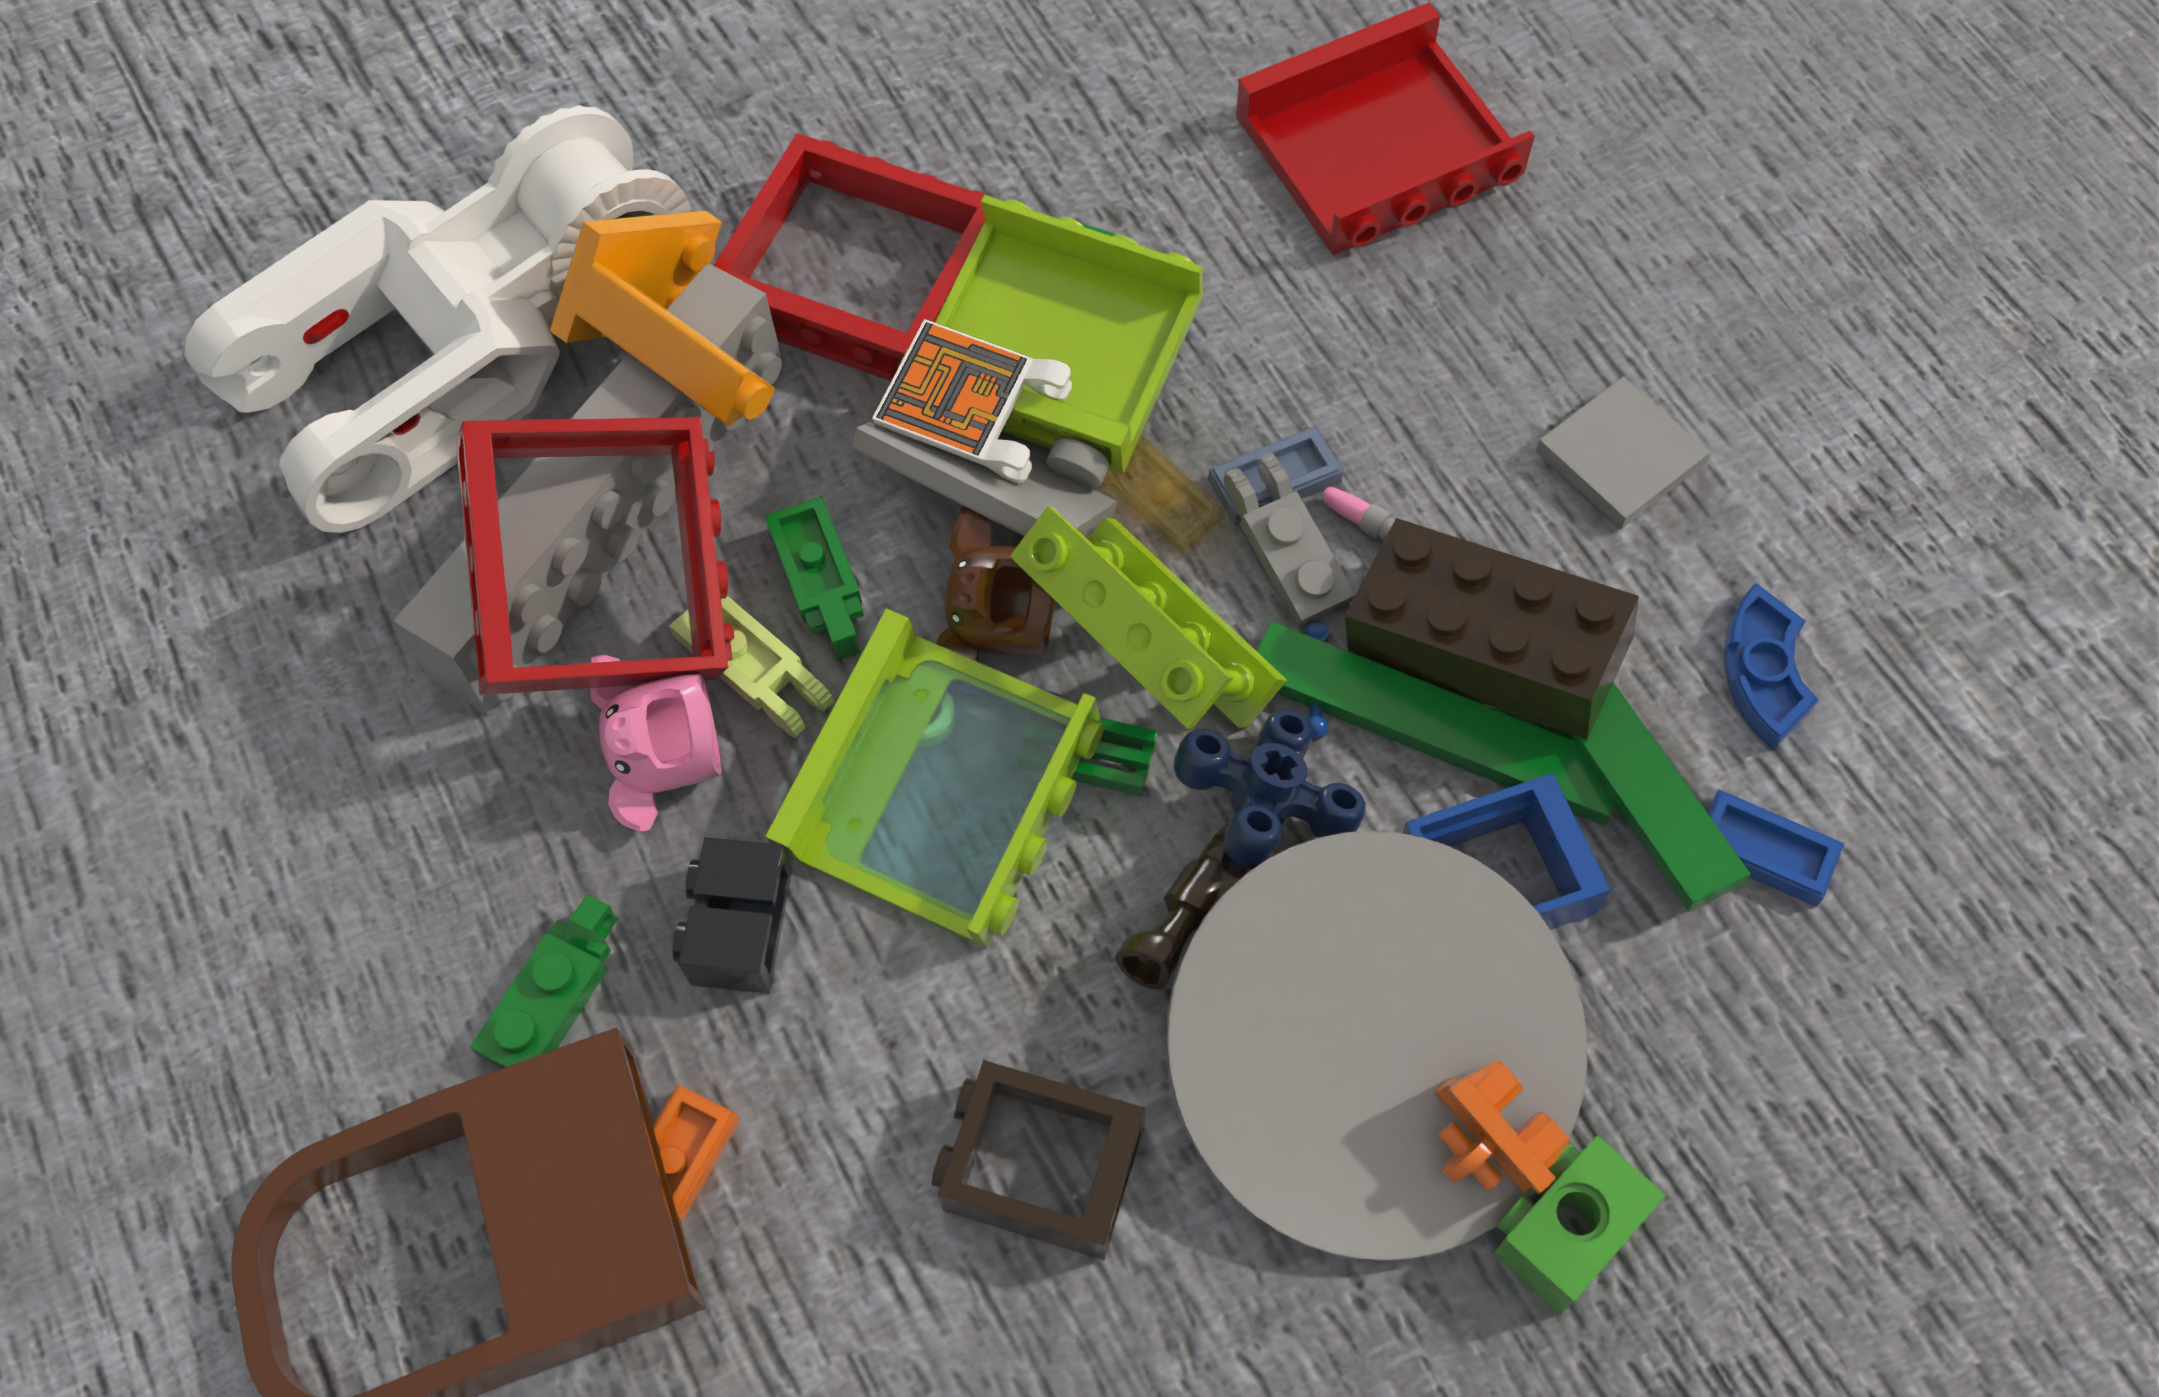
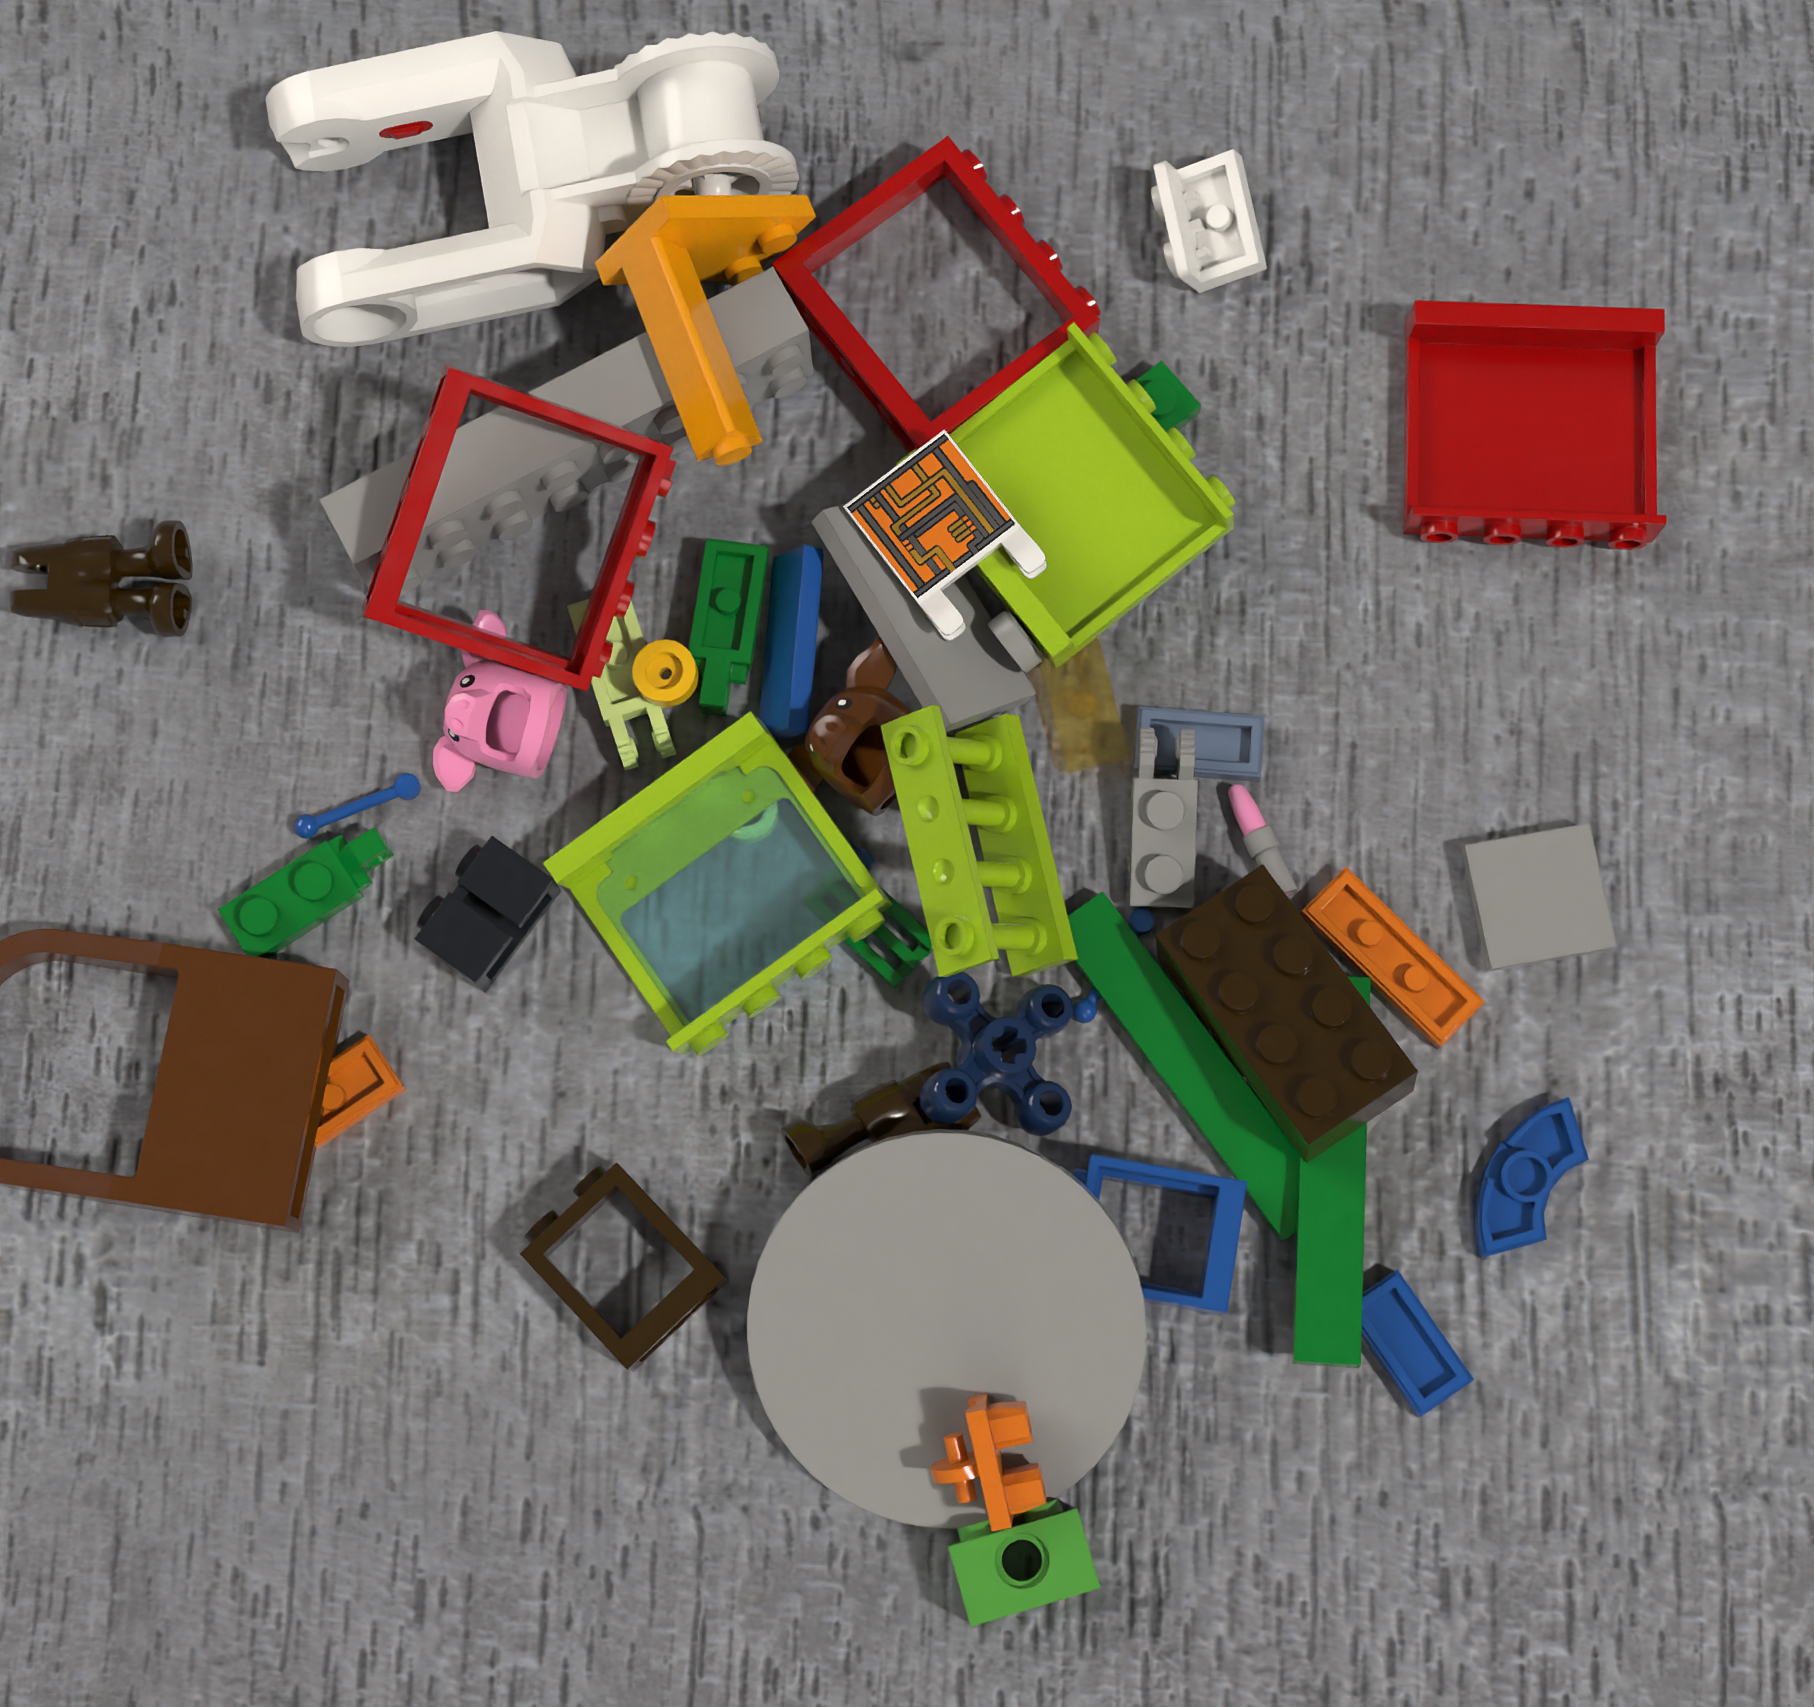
camera: 30 degrees right, 15 degrees up
(195, 822) = (87, 577): none -> dark brown piece
(599, 854) = (405, 787): none -> blue hinge
(789, 629) = (661, 660): none -> yellow tile
(883, 553) = (791, 641): none -> blue tile
(1045, 106) = (1208, 221): none -> white bracket
(1553, 546) = (1393, 957): none -> orange tile

